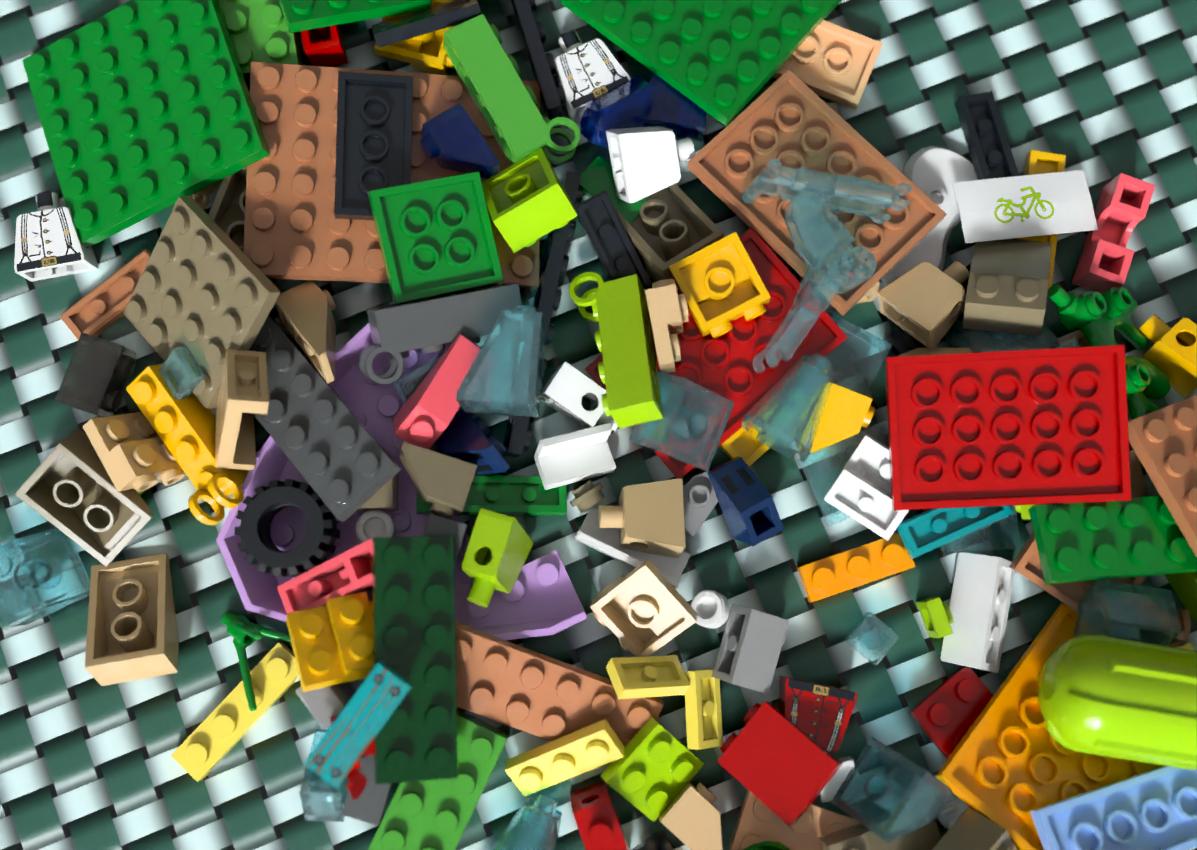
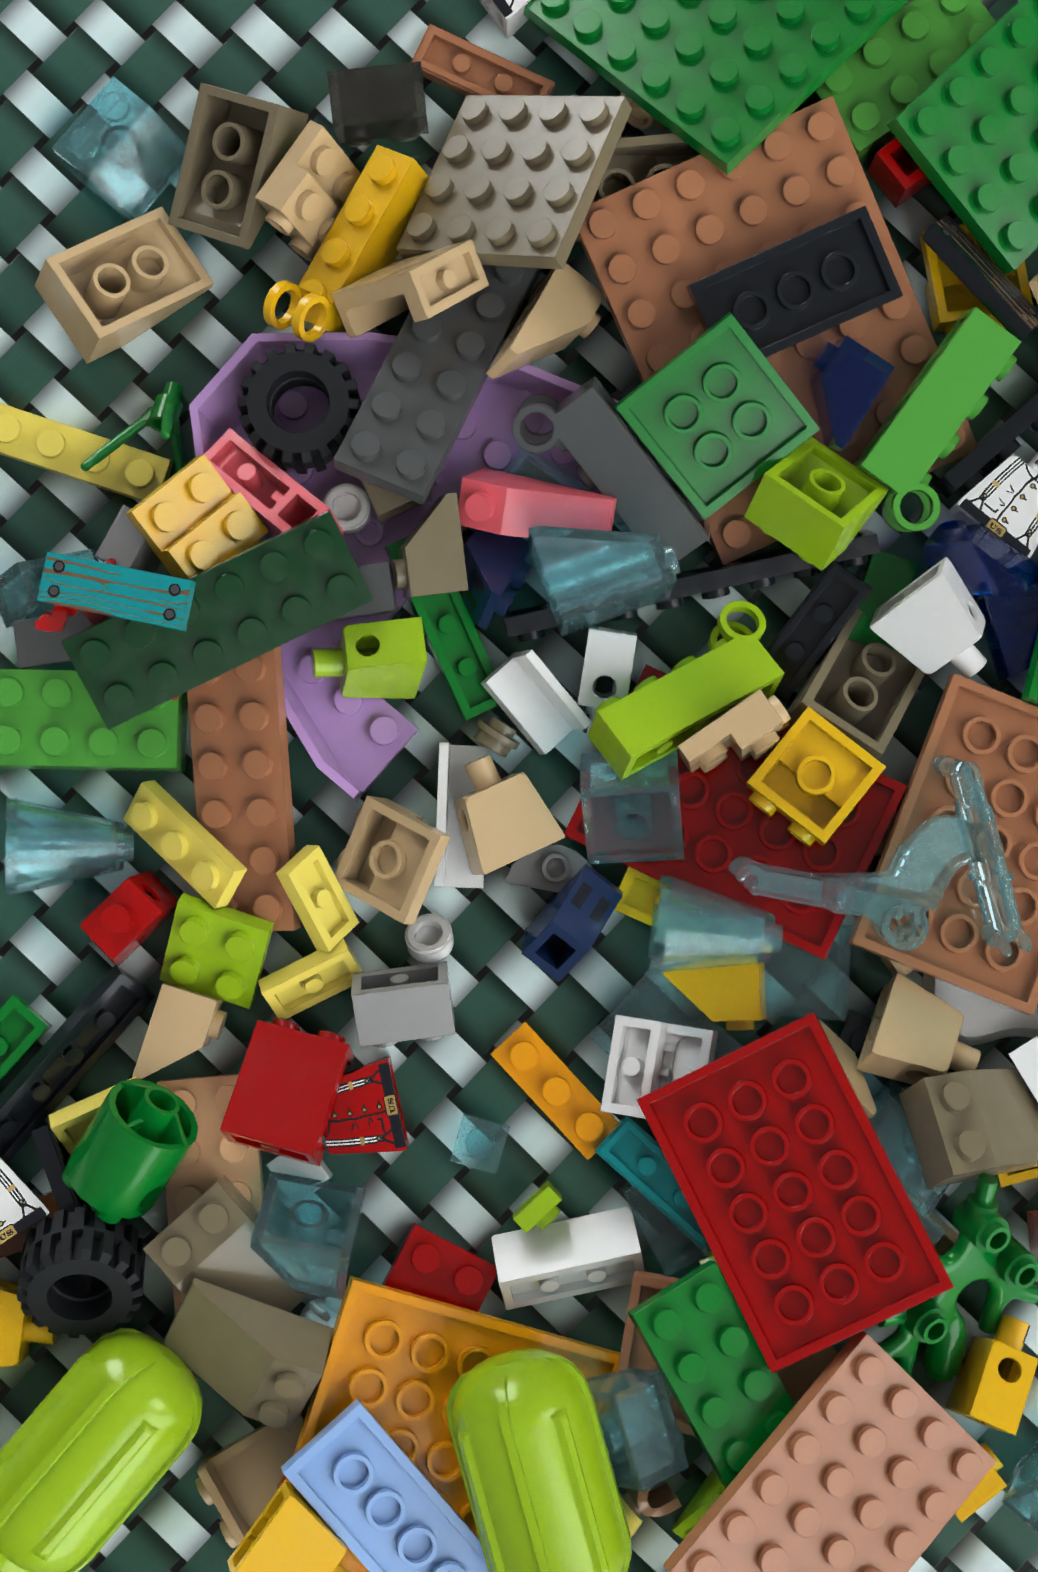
camera: 70 degrees right, 5 degrees up
(181, 372) = (423, 200): clear light blue tile -> none

